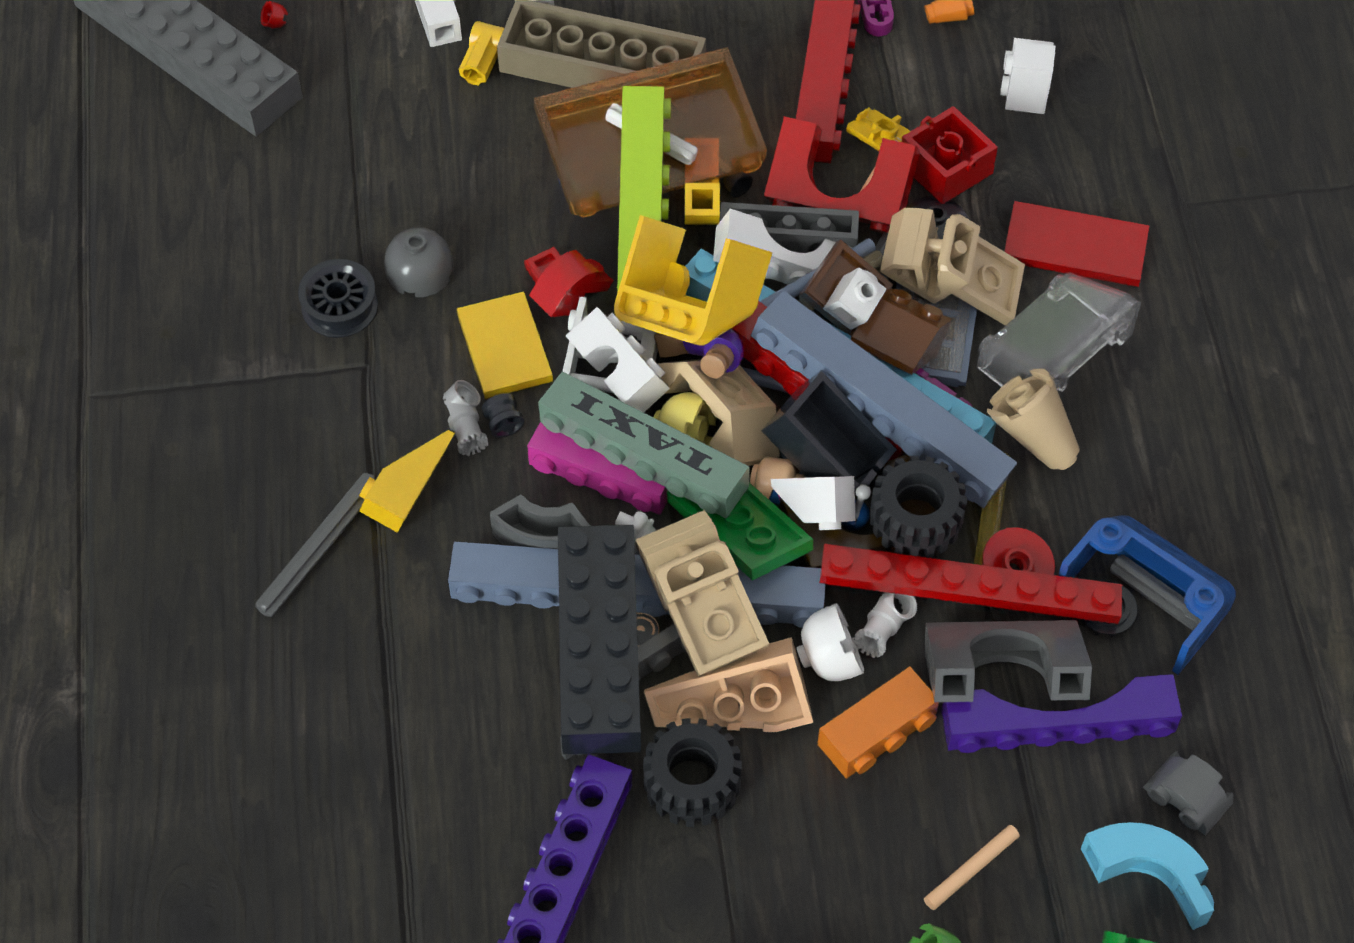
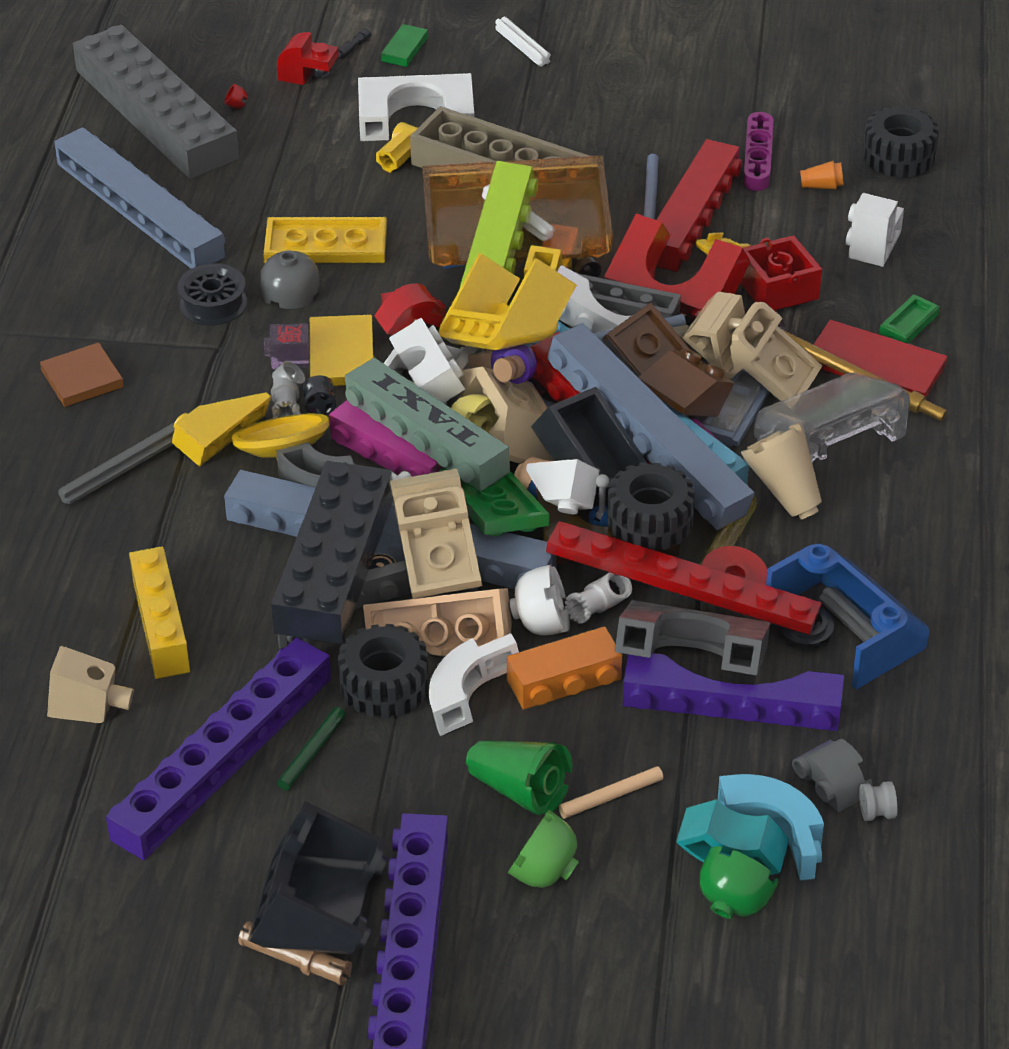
camera: 15 degrees right, 15 degrees down
(213, 181) = (140, 199): none -> sand blue brick
(226, 436) = (81, 374): none -> dark orange tile
(379, 871) = (84, 688): none -> tan torso
(424, 747) = (159, 612): none -> yellow brick
(438, 195) = (328, 238): none -> yellow tile
(446, 354) = (288, 343): none -> clear purple brick
(480, 479) = (278, 433): none -> yellow dish
(642, 884) = (311, 748): none -> dark green bar
(772, 64) = (651, 186): none -> sand blue bar
(772, 762) = (461, 675): none -> white arch
(855, 298) = (648, 346): white brick -> none
(876, 871) = (523, 771): none -> green cone
(1062, 267) = (917, 401): none -> pearl gold bar
(1094, 182) = (909, 319): none -> green tile
(1118, 903) = (716, 825): none -> teal brick
(1247, 819) = (878, 801): none -> light grey wheel

